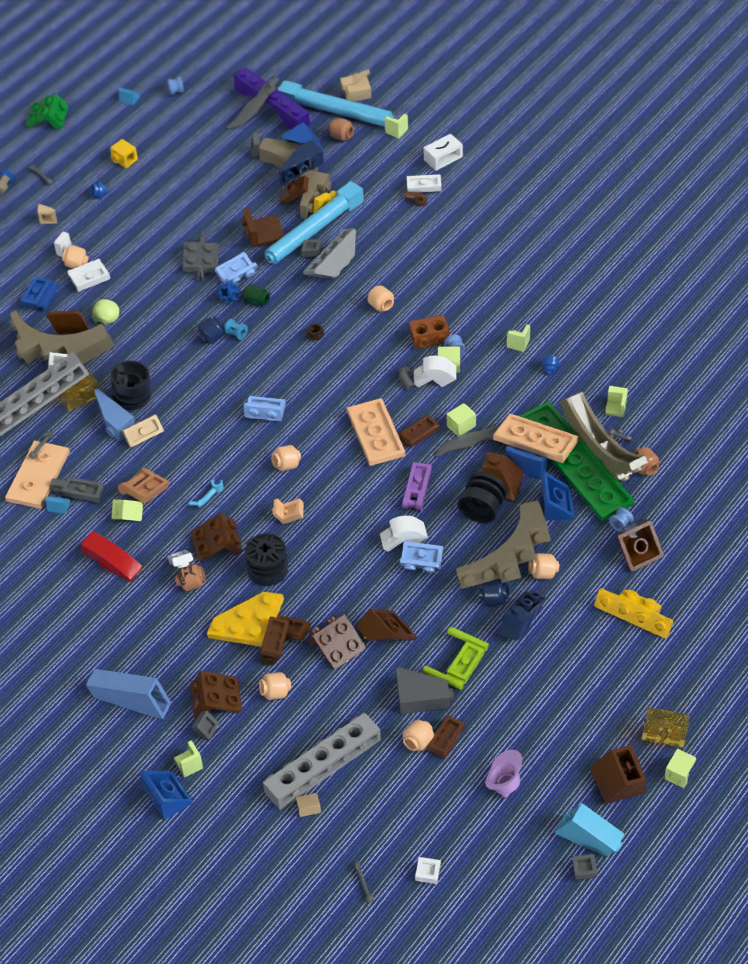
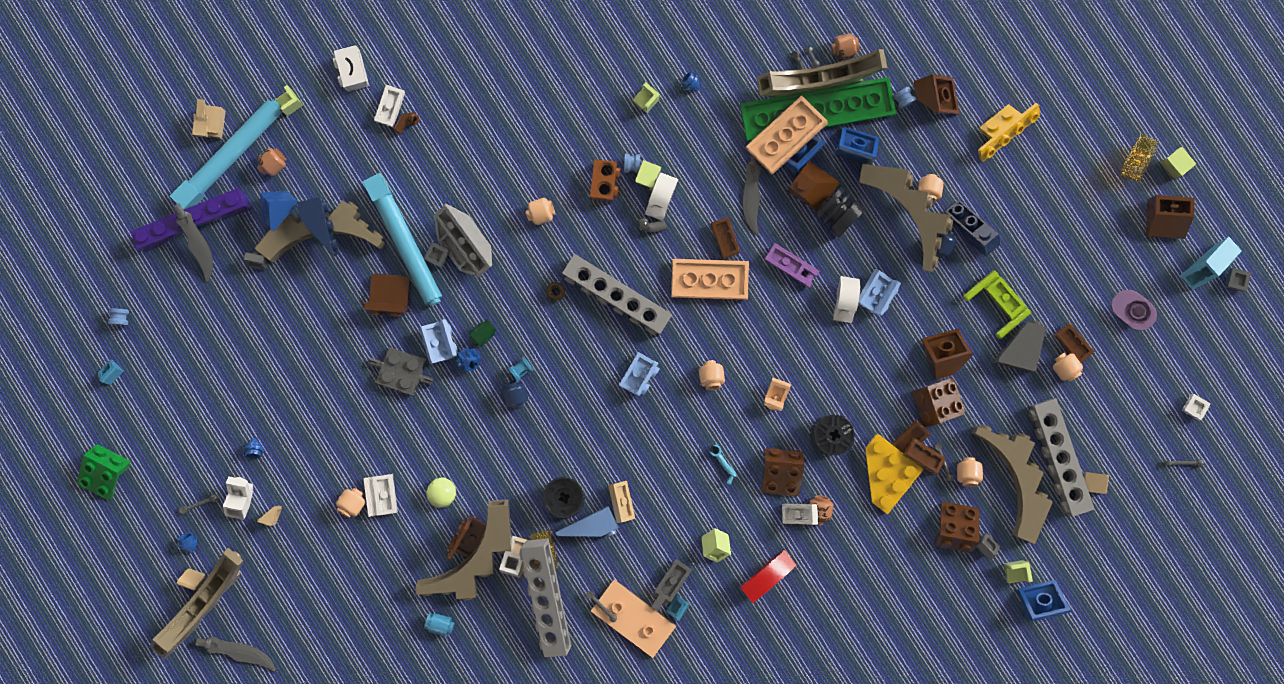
camera: 75 degrees left, 35 degrees up
(39, 293) = (386, 553): blue plate -> none
(54, 192) = (238, 497): none -> white brick
(61, 243) = (324, 510): white plate -> none
(123, 153) = (207, 406): yellow brick -> none
(130, 691) = (930, 605): medium blue slope -> none
(145, 490) = (699, 517): nougat plate -> none
(263, 750) = (1015, 452): none -> dark tan arch
(290, 658) = (938, 447): none -> dark grey hinge
(294, 190) = (349, 244): reddish brown plate -> none
(323, 199) = (376, 221): yellow plate -> none
(330, 372) = (578, 265): none -> light grey brick
(461, 419) = (730, 194): yellowish green panel -> none
(616, 401) = (764, 41): yellowish green panel -> none

